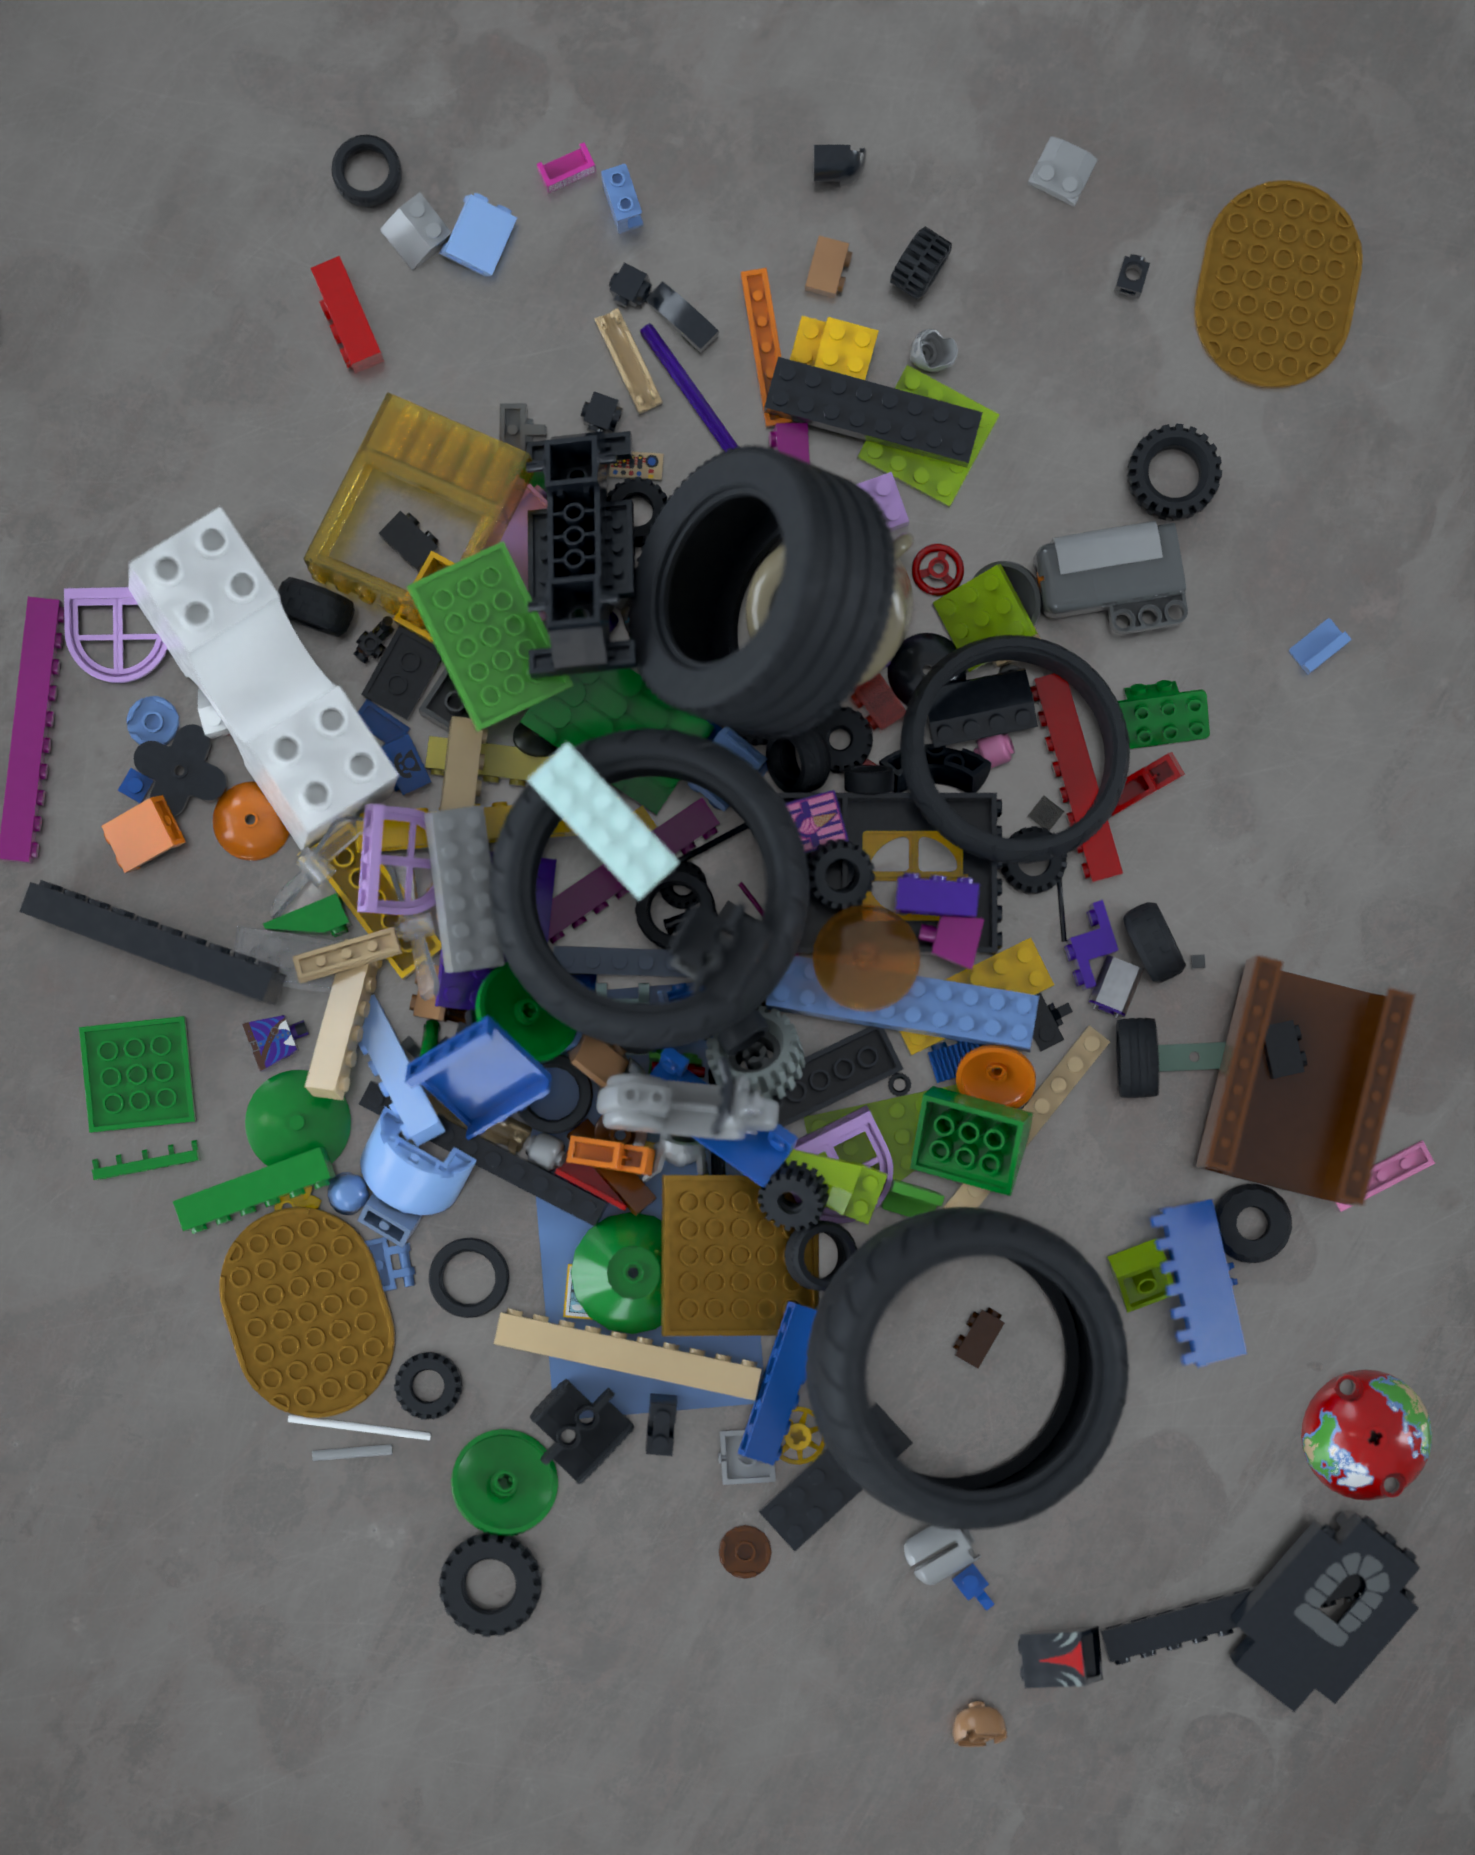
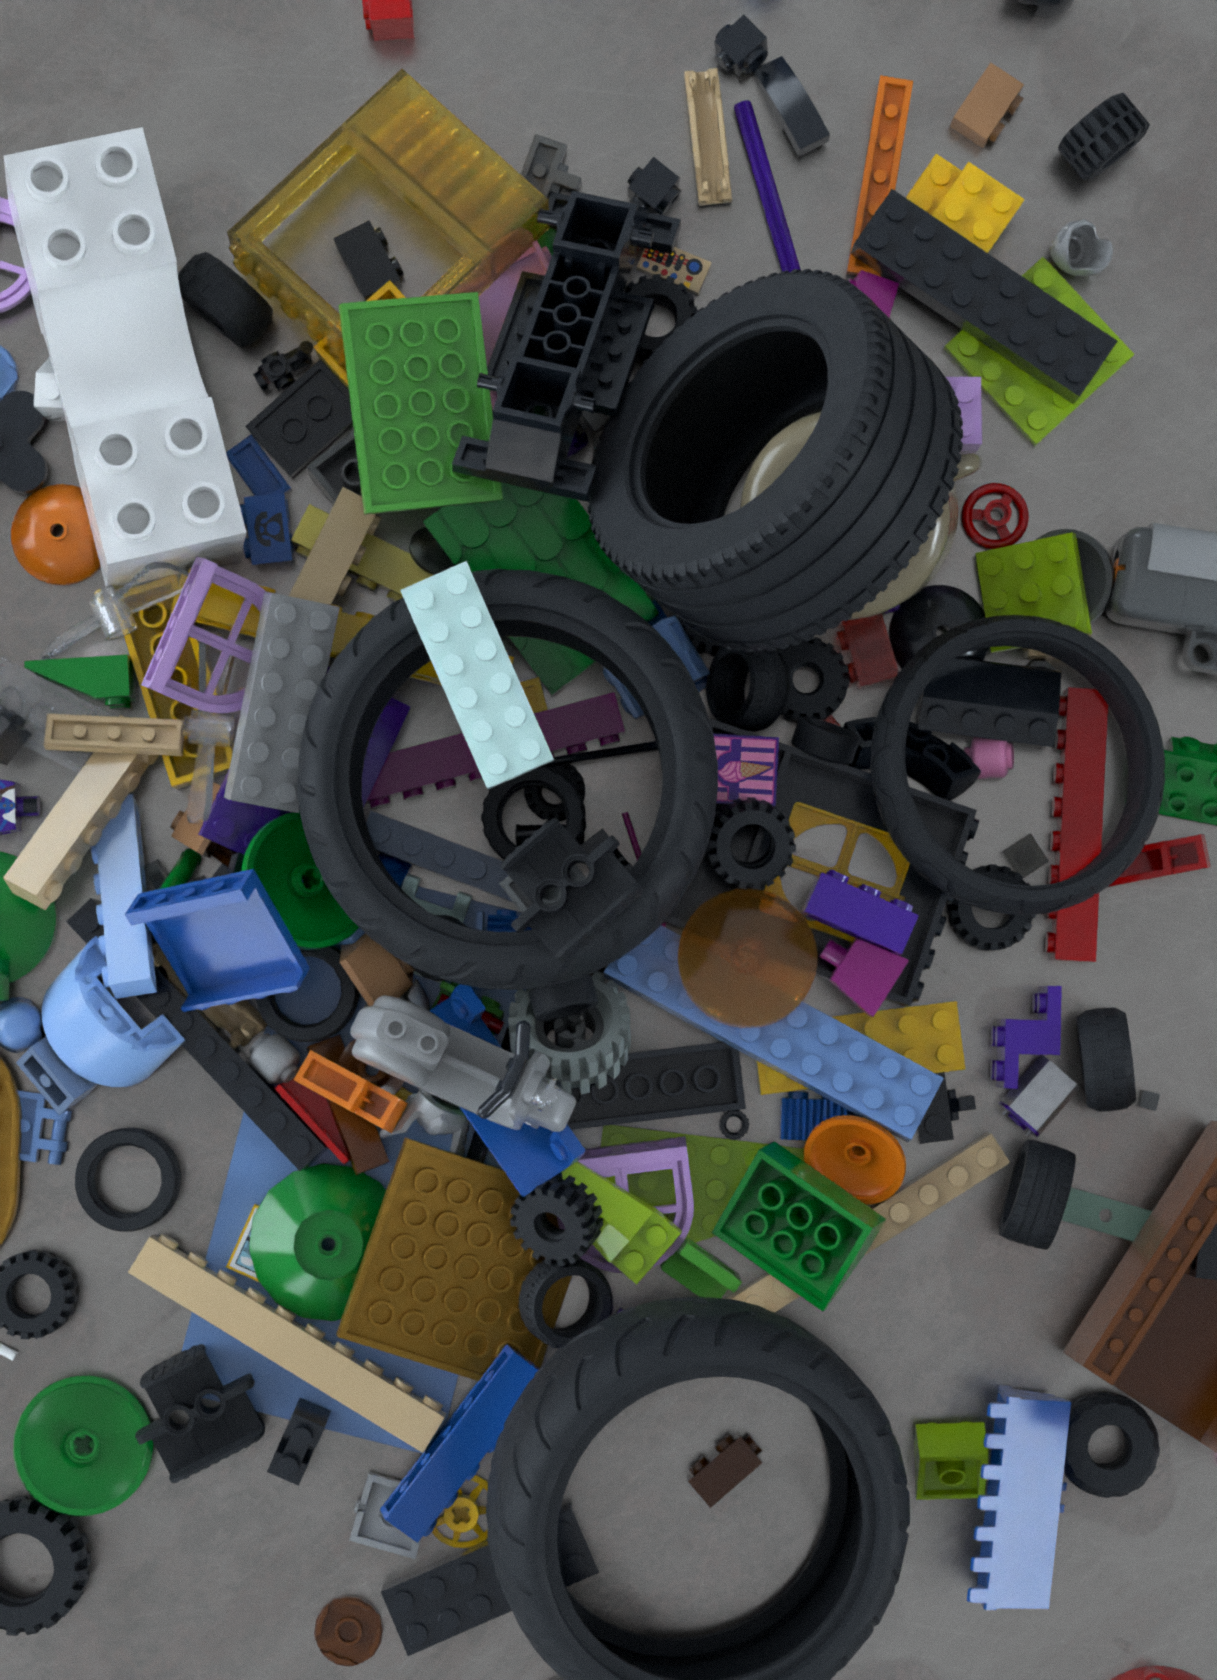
camera: 15 degrees right, 0 degrees up
(1061, 911) = (996, 1009): black axle -> none

